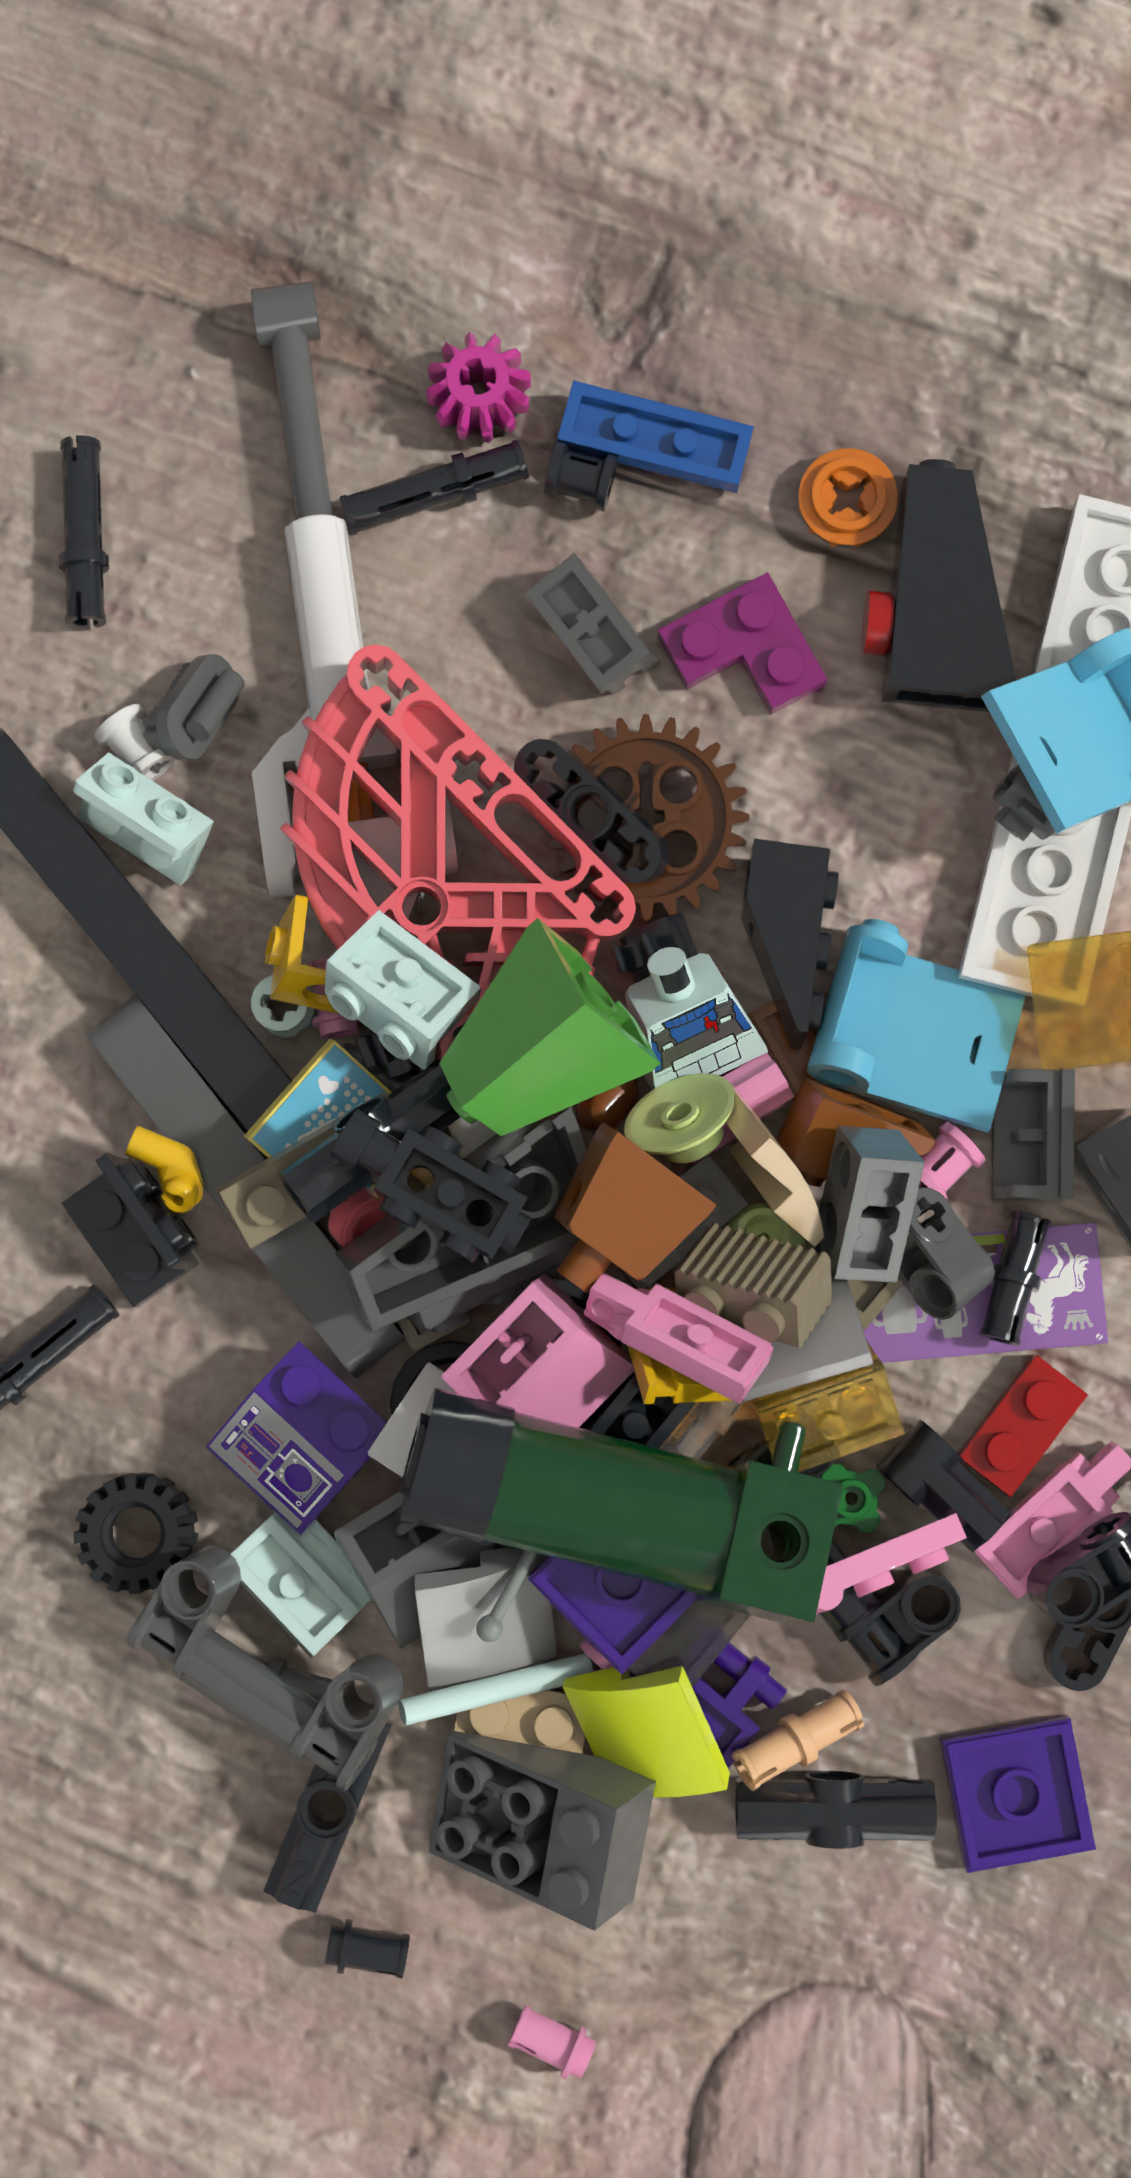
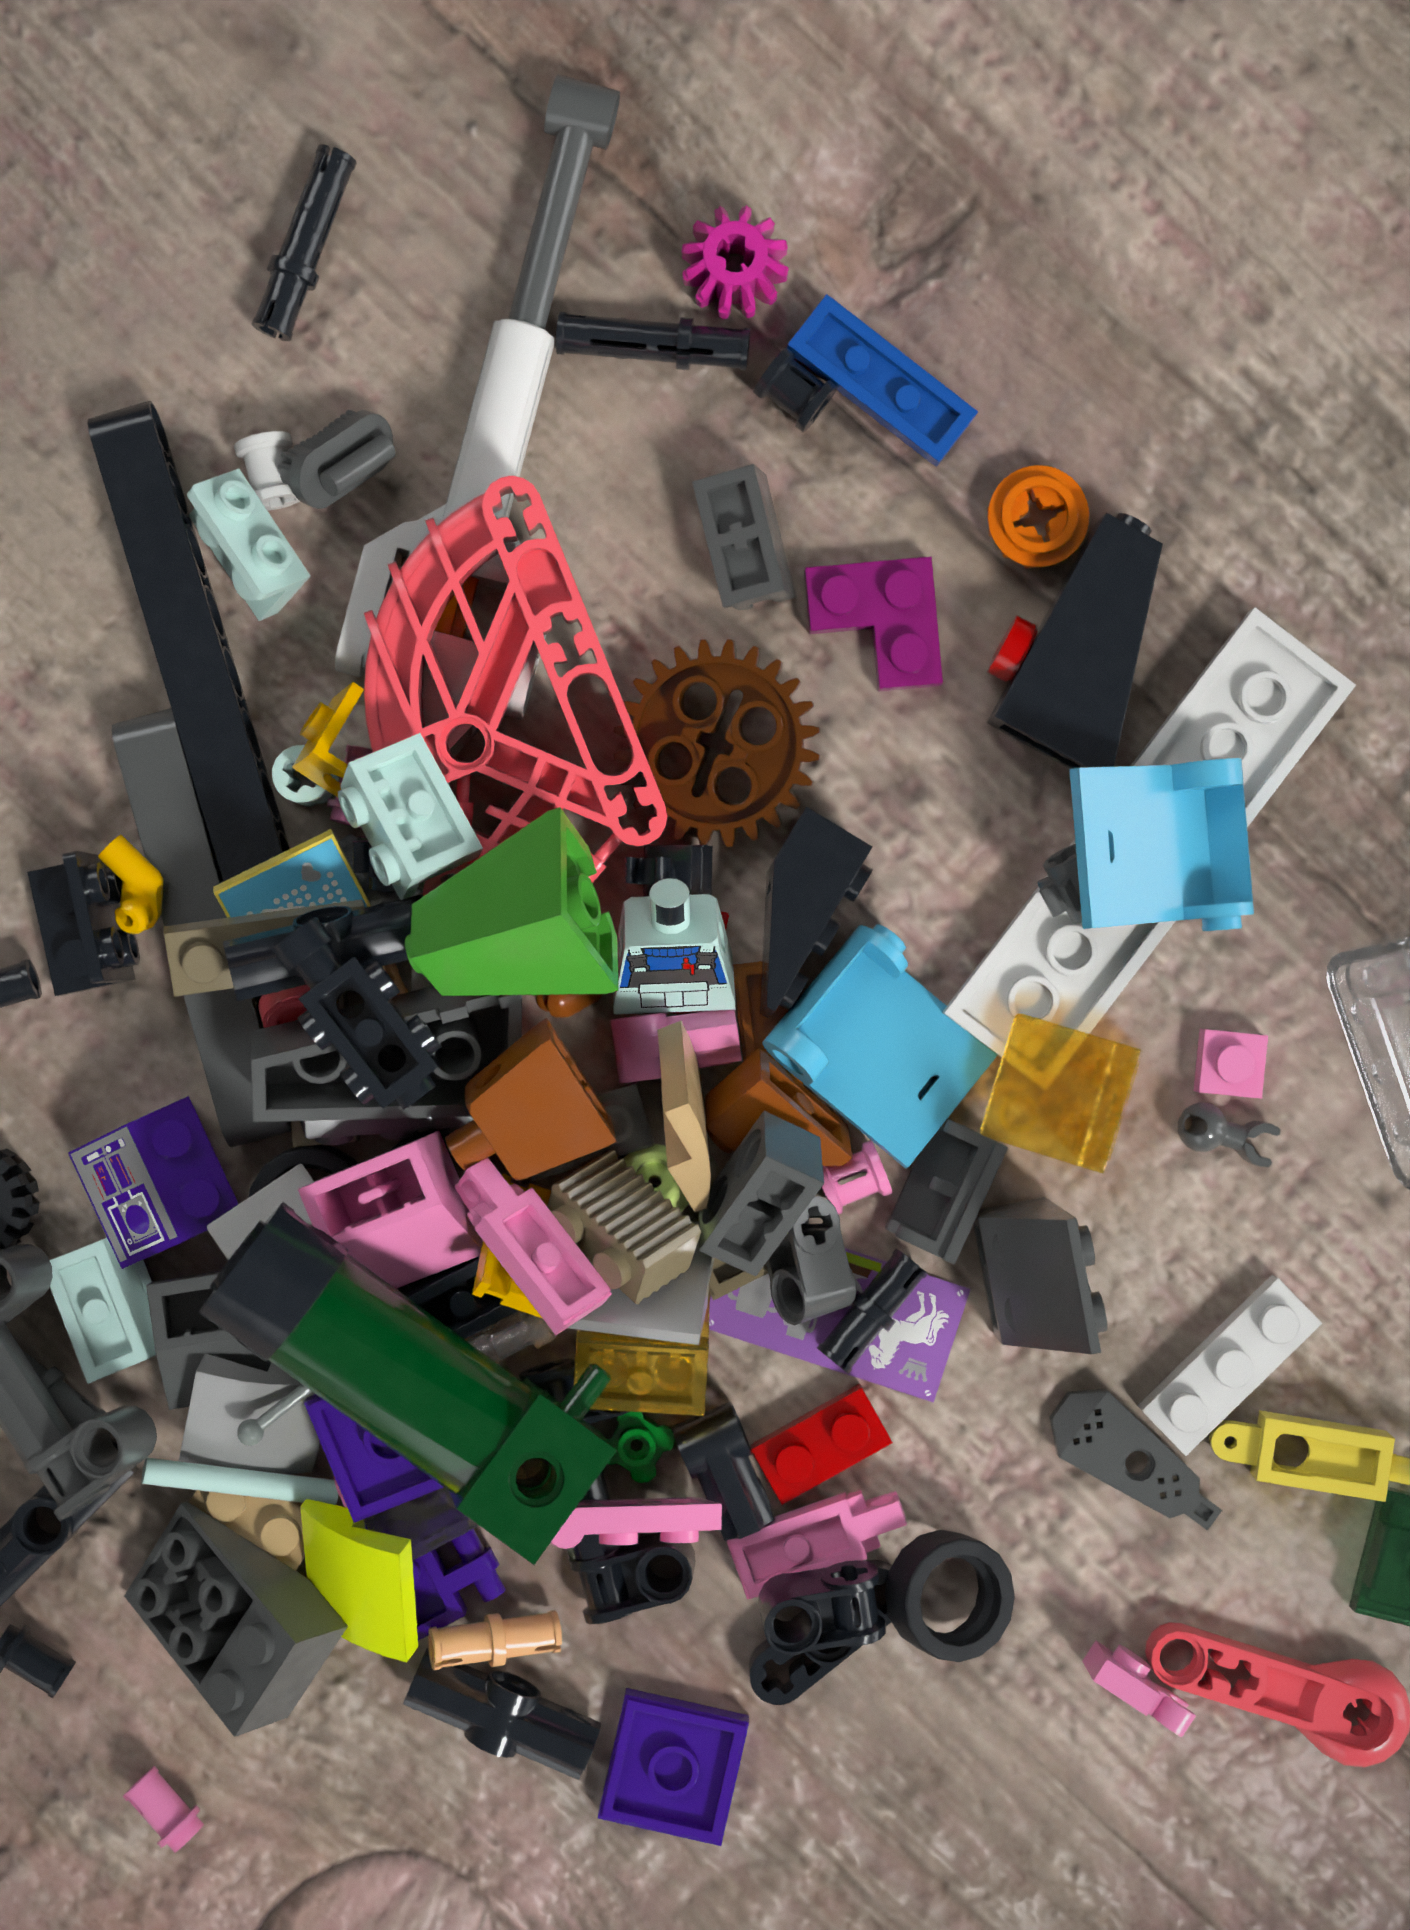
camera: 20 degrees right, 5 degrees up
(637, 830) = (663, 668): black beam -> none
(682, 1117) = (623, 1040): yellowish green piece -> none

